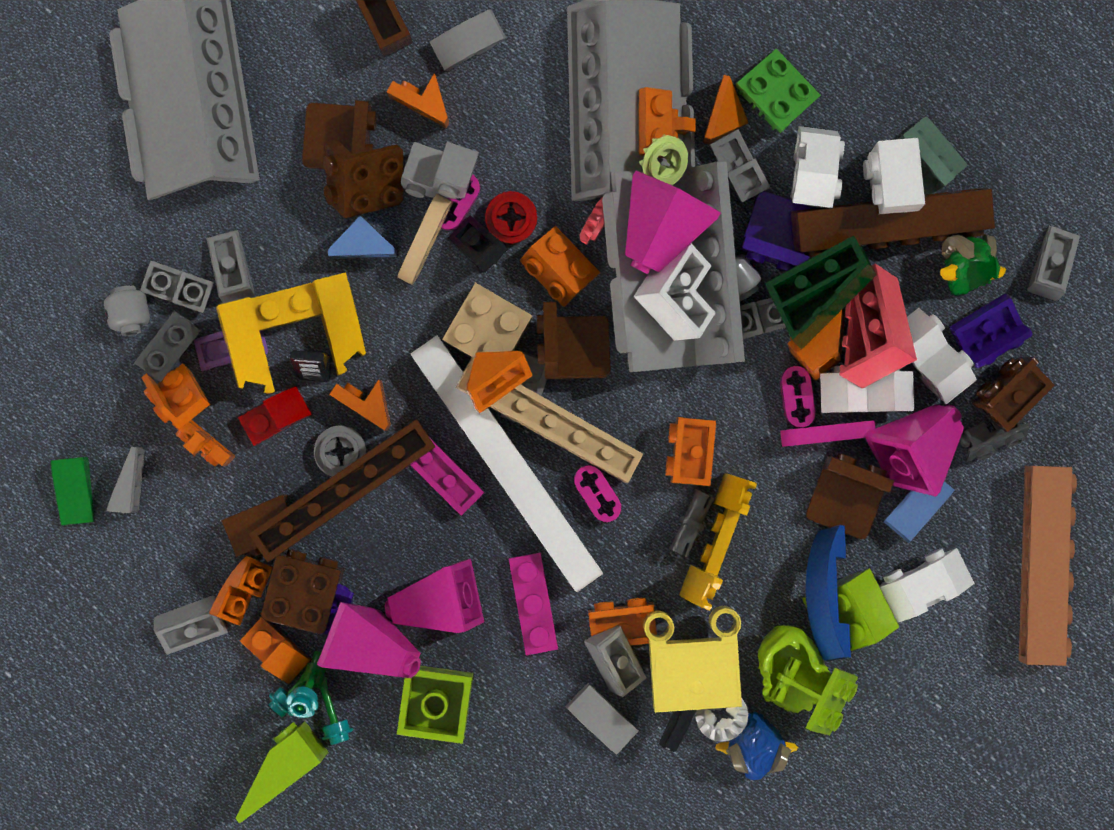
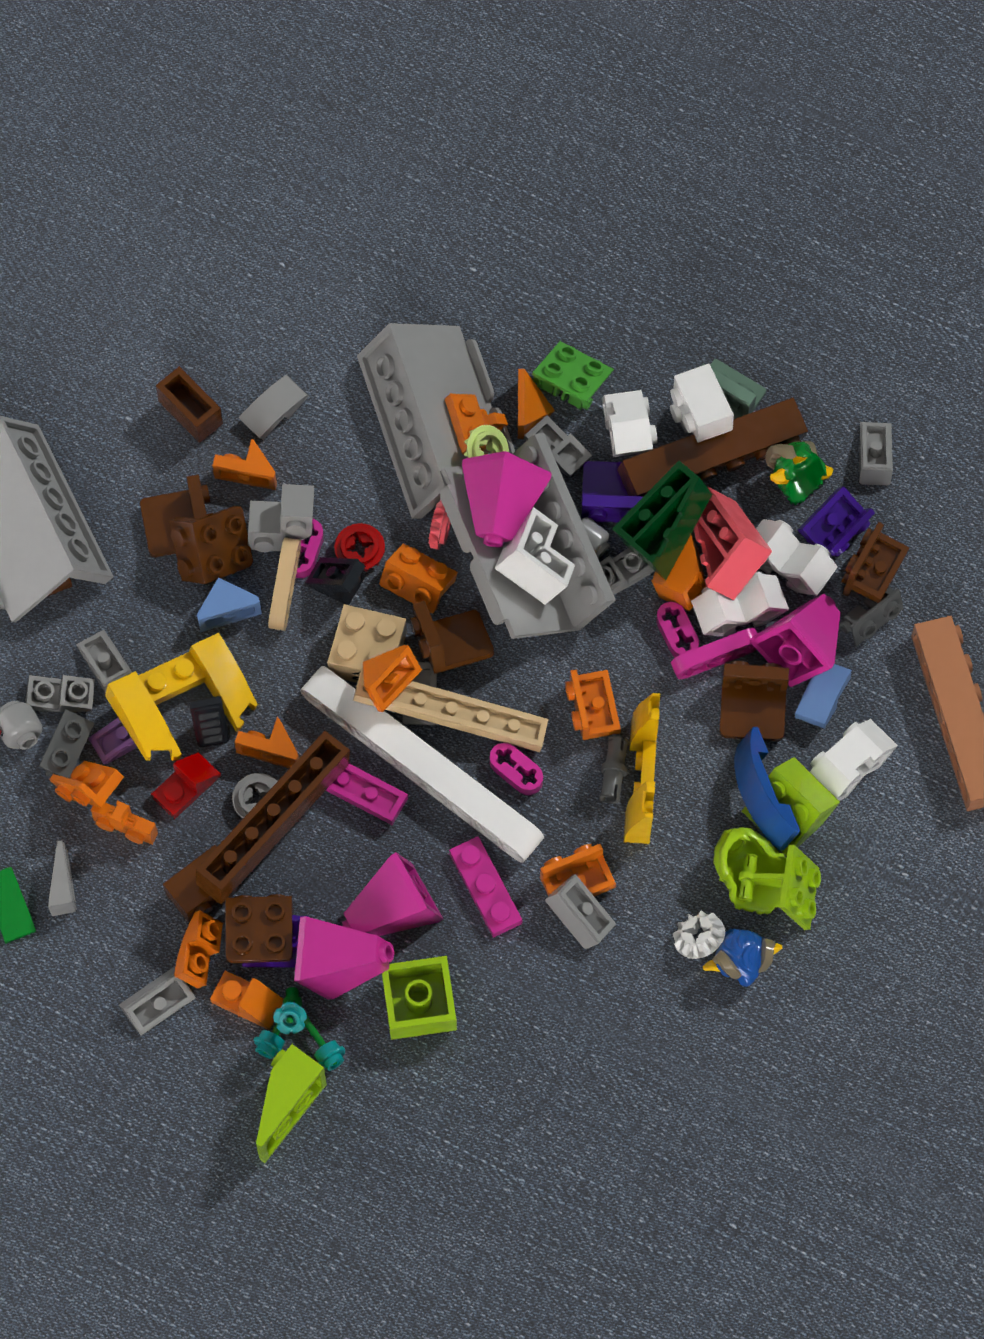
camera: 15 degrees left, 20 degrees down
(602, 718) = (584, 971): light grey slope -> none
(693, 673) = (656, 891): light yellow piece -> none

